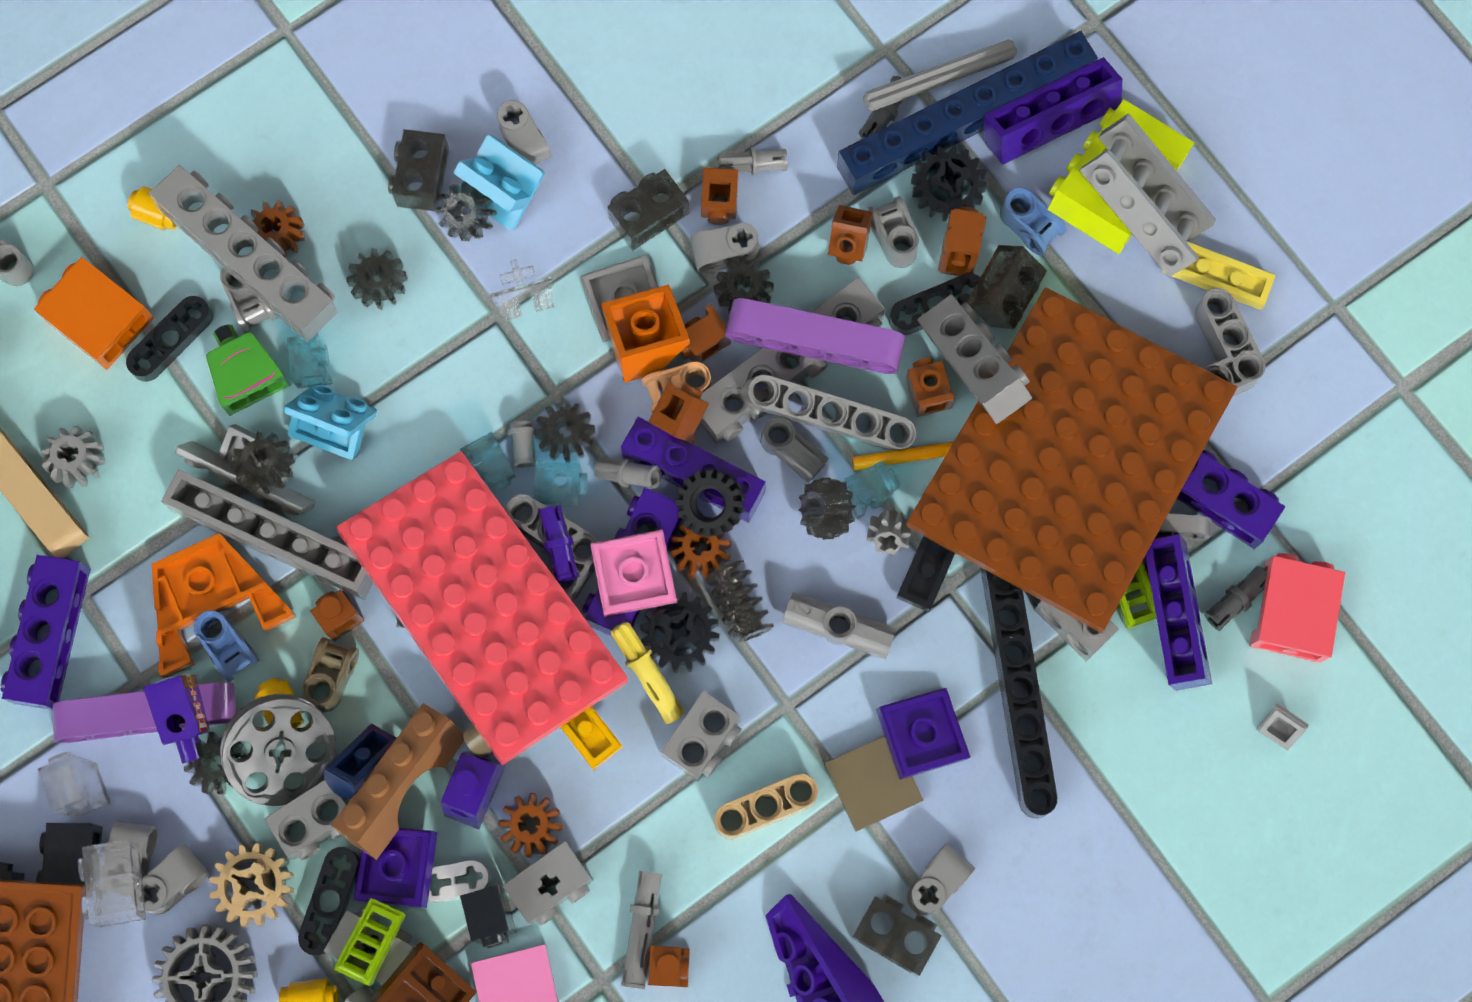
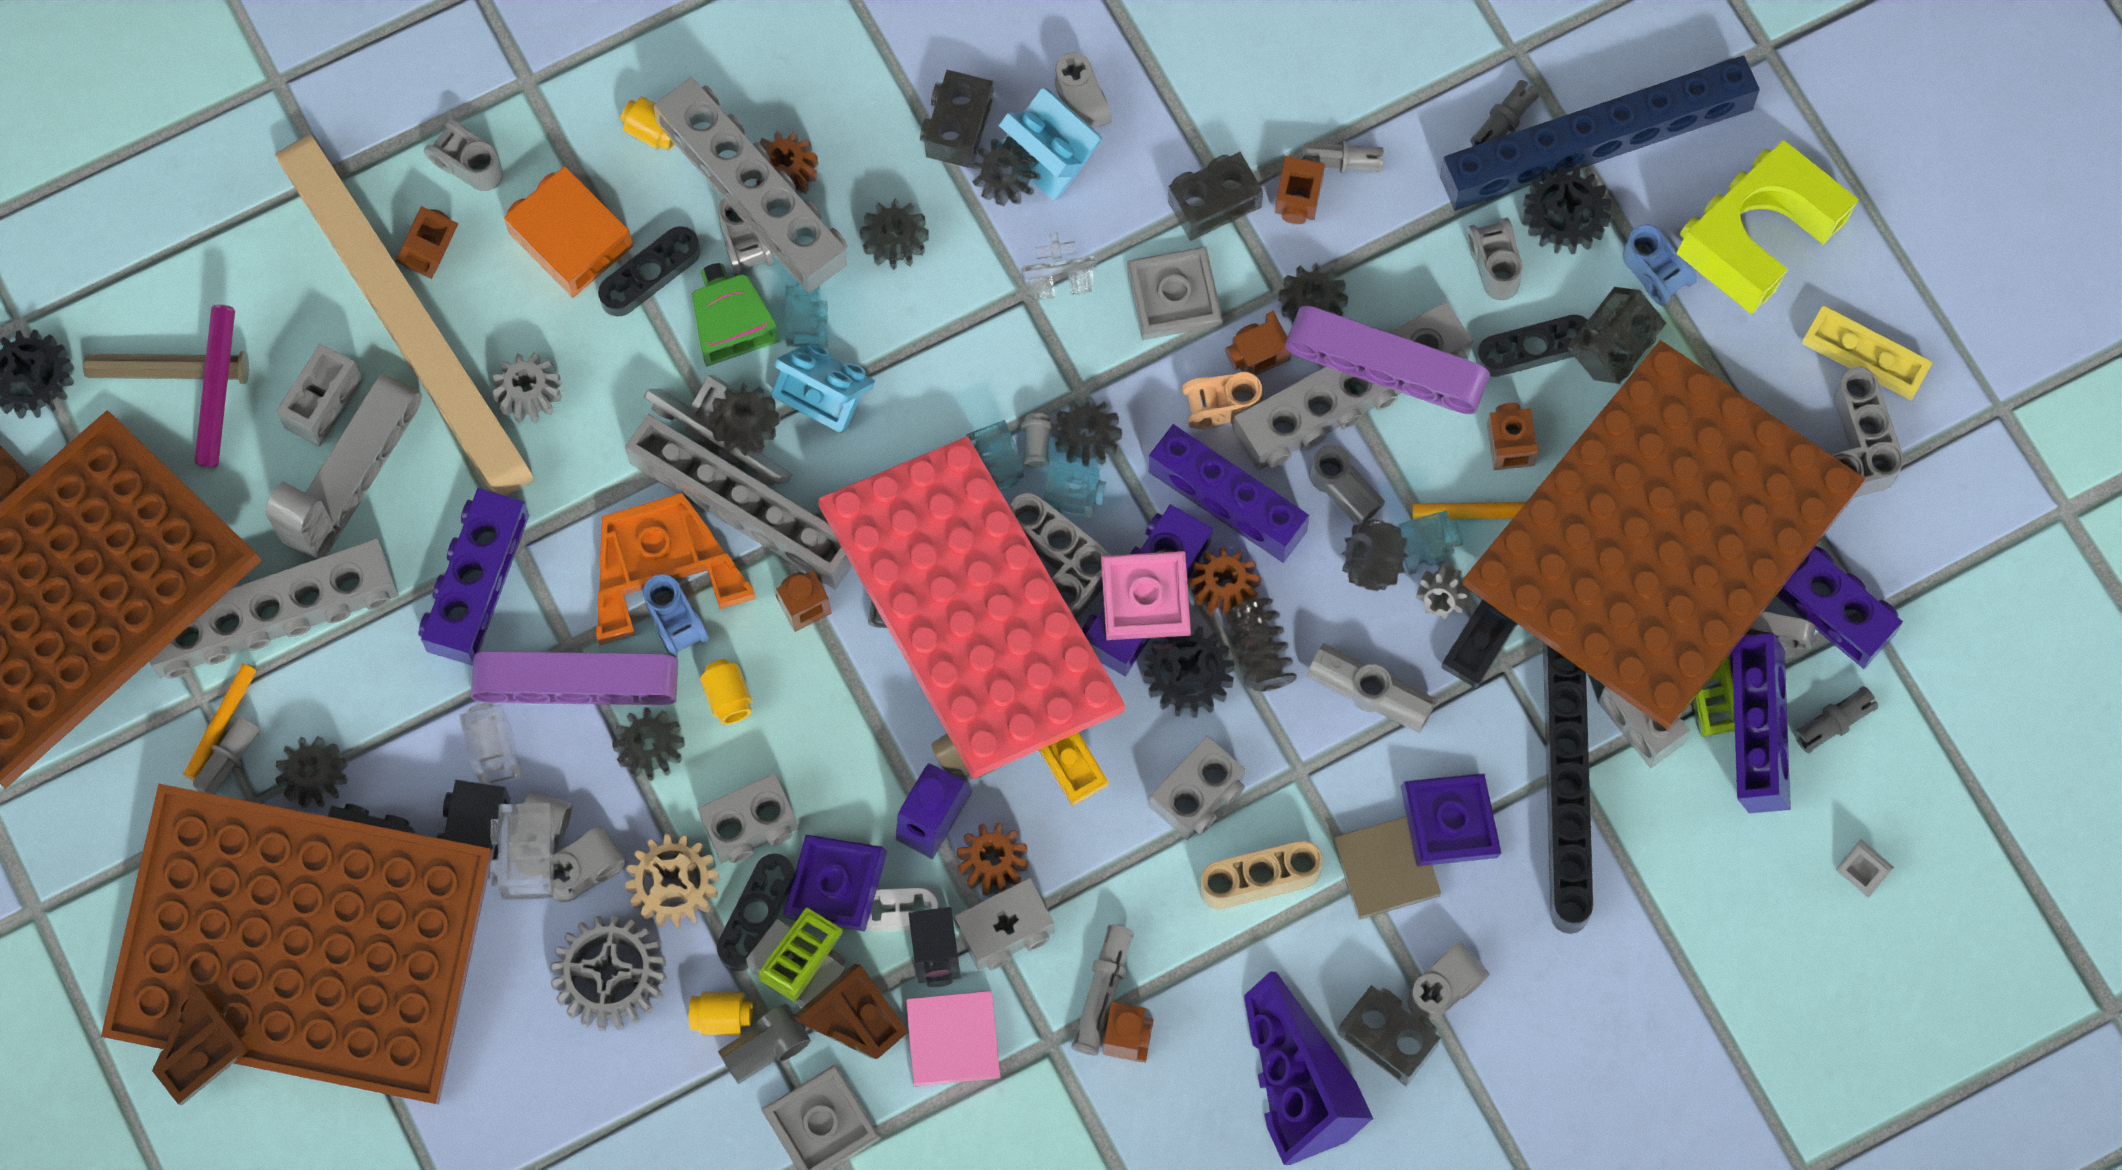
camera: 10 degrees right, 5 degrees down
(174, 699) = (619, 661): dark purple torso -> none
(266, 739) = (708, 720): wedge -> none
(331, 667) = (788, 658): dark tan piece -> none
(357, 760) = (812, 761): dark blue brick -> none
(372, 813) = (818, 818): medium nougat arch -> none
(558, 543) = (1065, 551): dark purple pin -> none
(628, 473) = (1153, 486): light grey axle -> none
(645, 331) = (1193, 331): orange slope -> none
(647, 672) = (1146, 708): light yellow axle -> none
(679, 411) = (1221, 423): dark orange brick -> none
(694, 518) = (1222, 513): black tyre -> none
(717, 246) = (1288, 247): light grey piece -> none
(846, 412) = (1411, 448): light grey beam -> none
(850, 234) = (1443, 253): dark orange brick -> none
(939, 75) = (1574, 85): light grey axle -> none
(962, 241) = (1571, 277): dark orange brick -> none
(975, 359) = (1567, 408): light grey brick -> none
(1052, 110) = (1698, 142): dark purple brick -> none
(1148, 195) = (1810, 239): light grey fence -> none
(1299, 608) = (1902, 739): coral panel -> none

